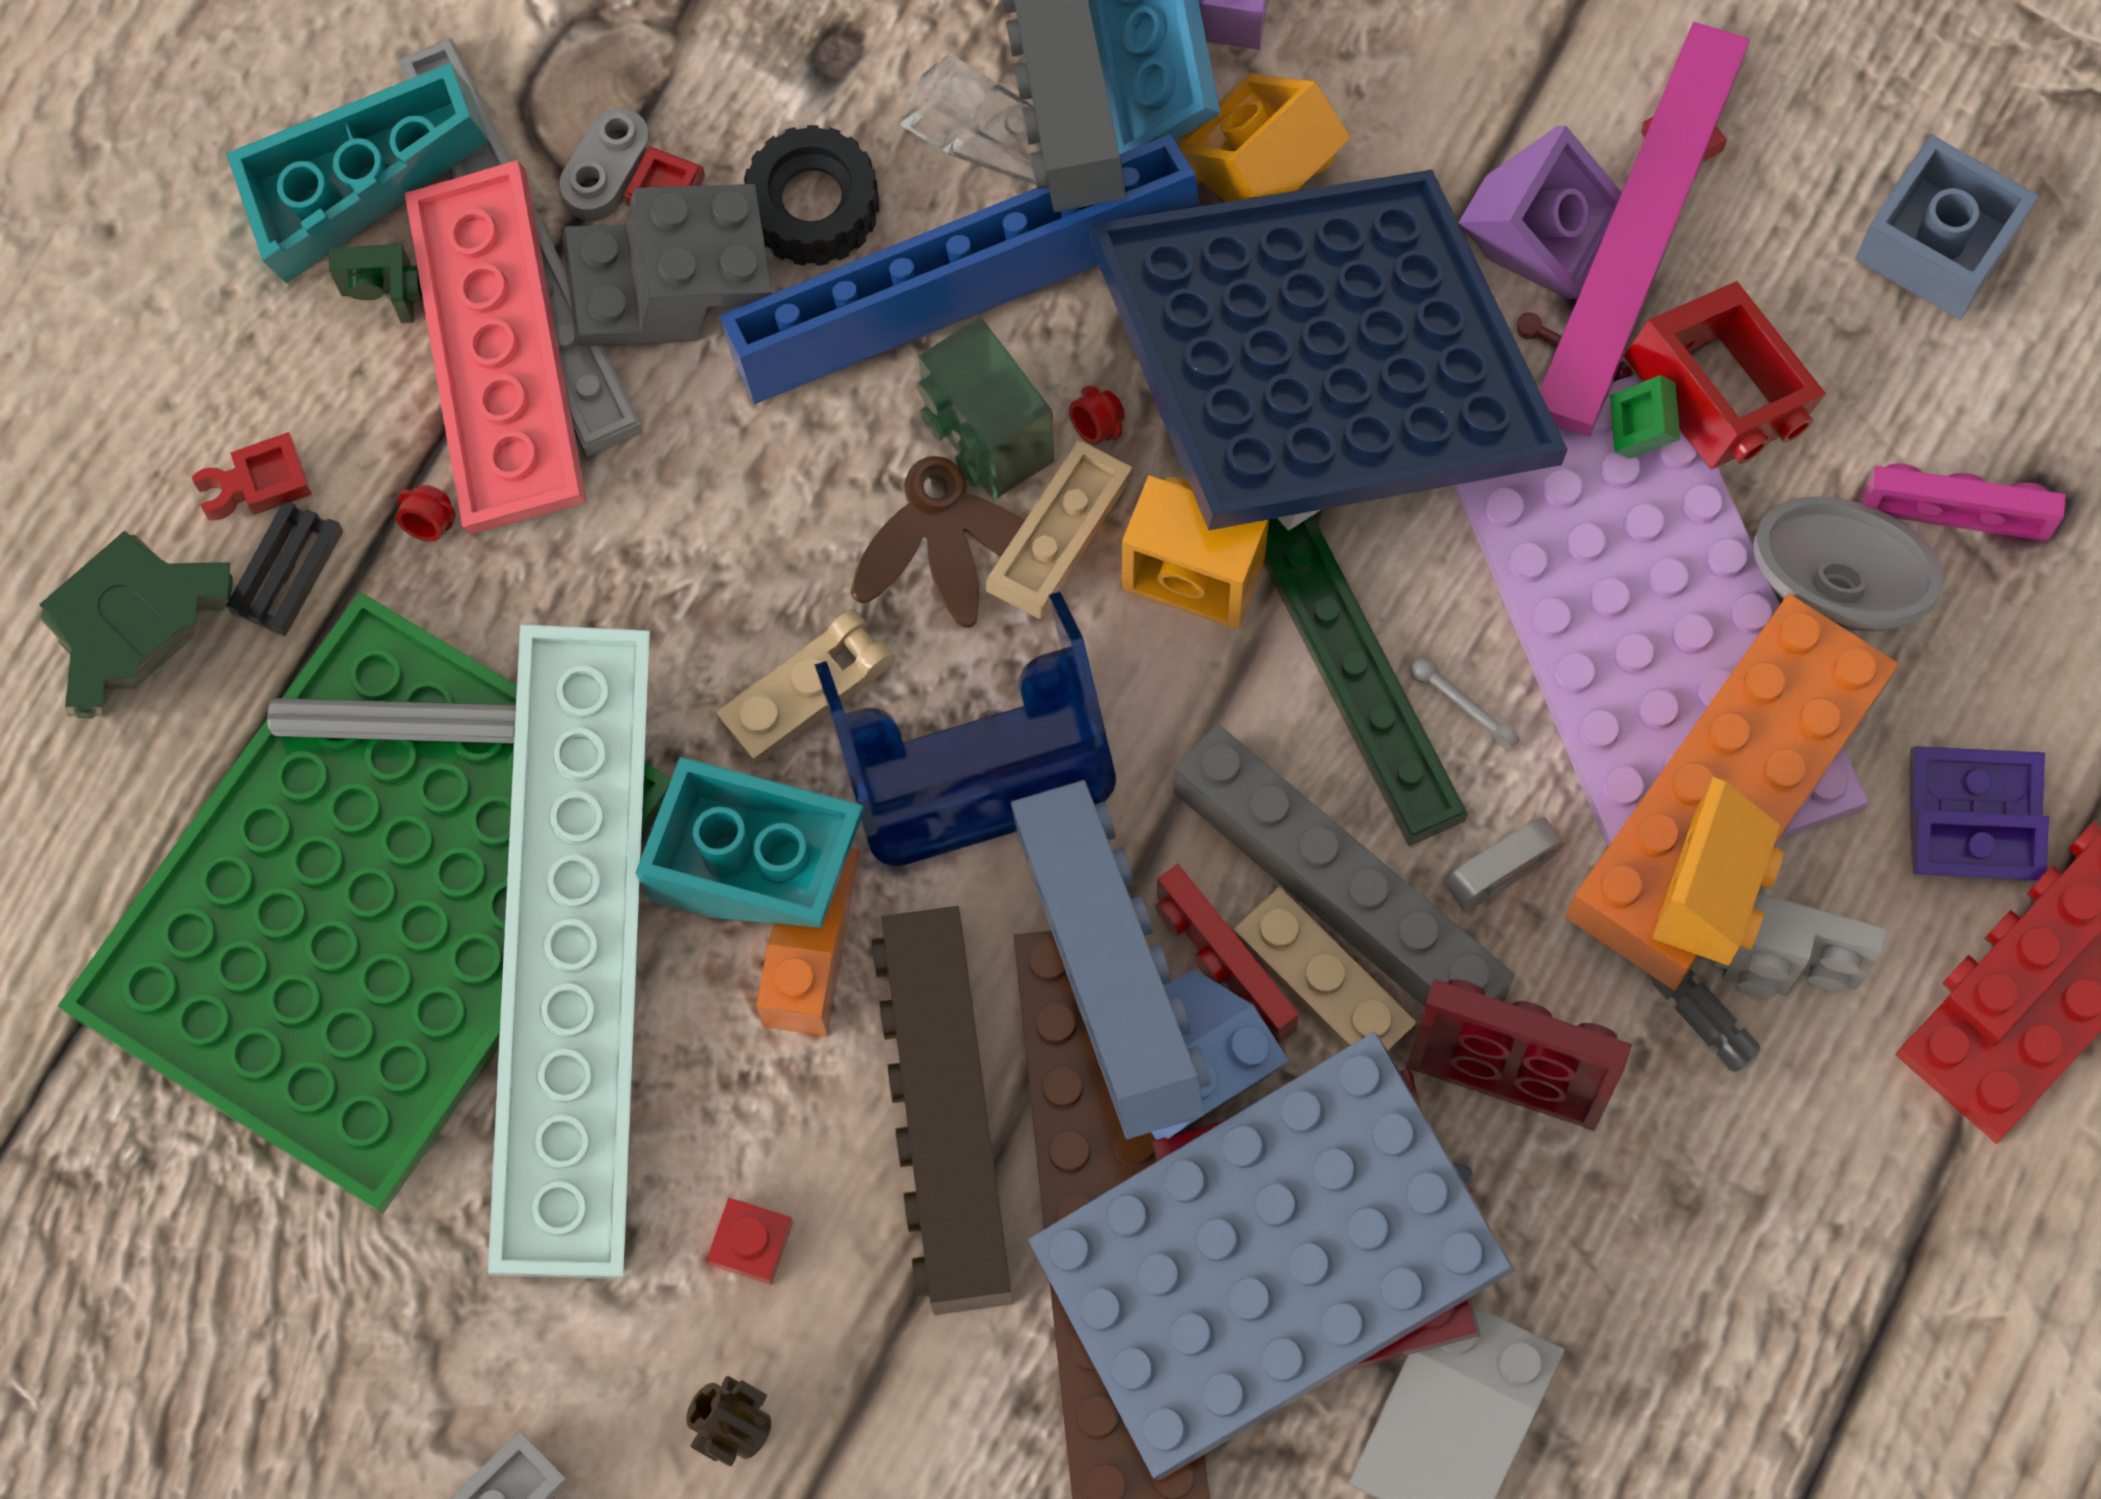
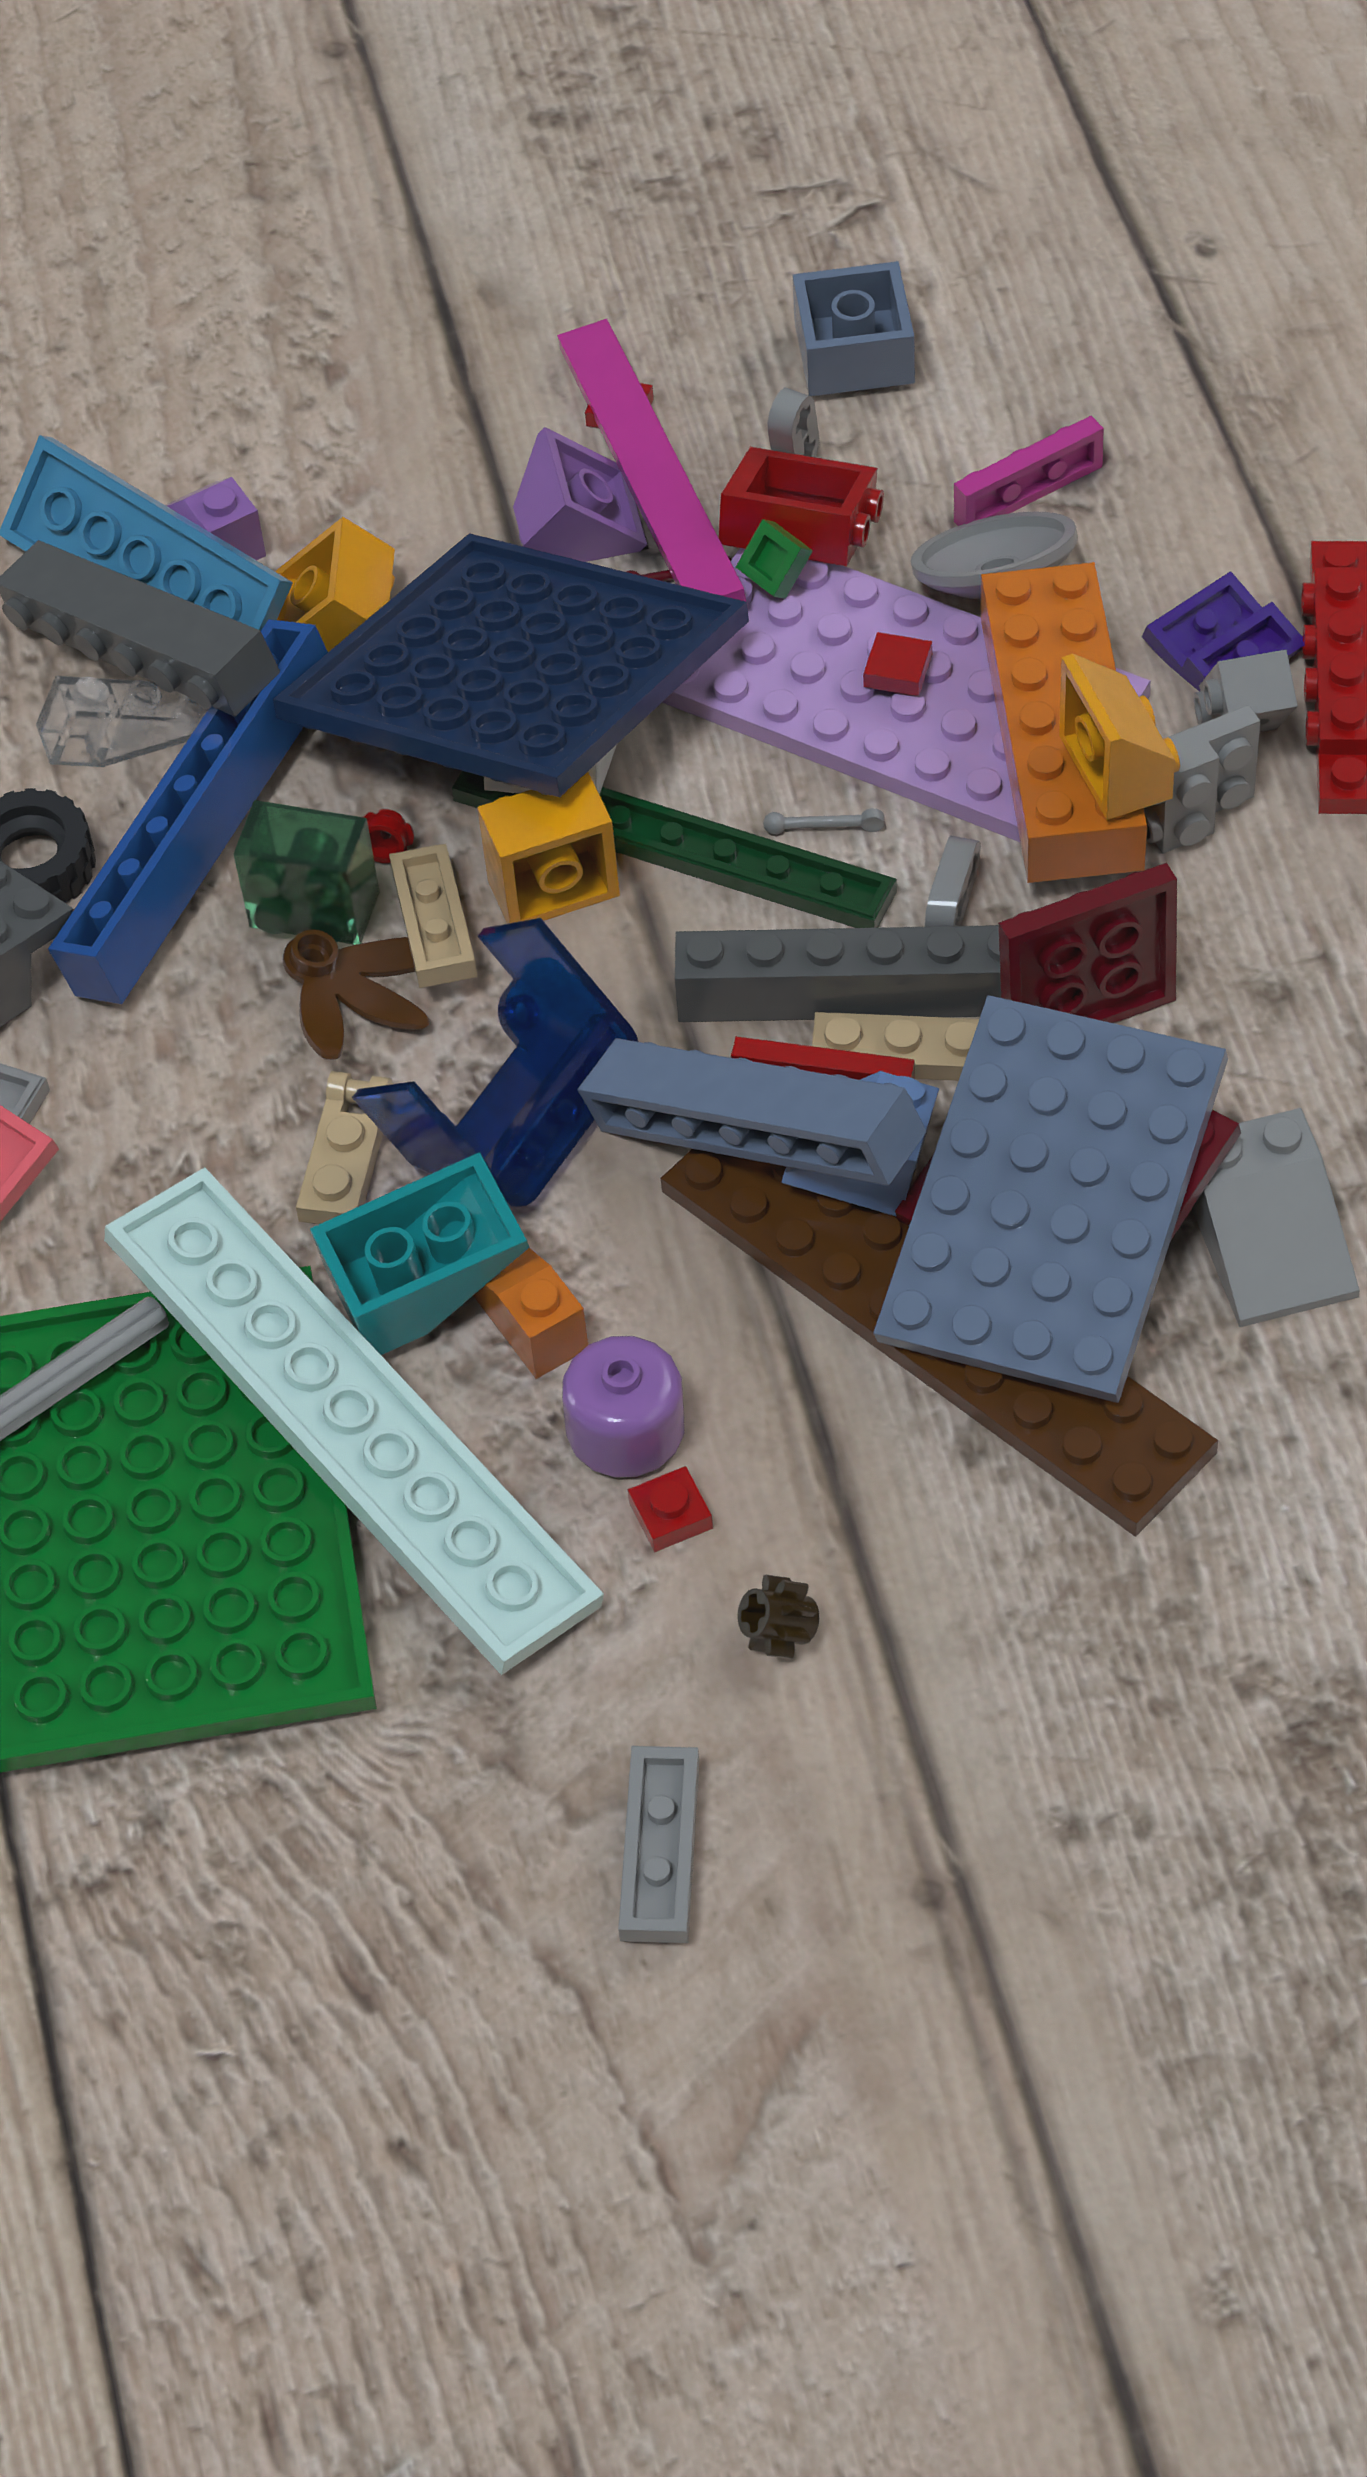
camera: 40 degrees left, 15 degrees down
(809, 1130) = (623, 1406): none -> medium lavender head
(945, 1112) = (728, 1315): dark brown brick -> none
(1656, 608) = (897, 664): none -> red tile
(1712, 1021) = (1191, 877): dark grey axle -> none
(1789, 294) = (793, 424): none -> light grey beam
(1917, 901) = (1253, 680): none -> light grey brick

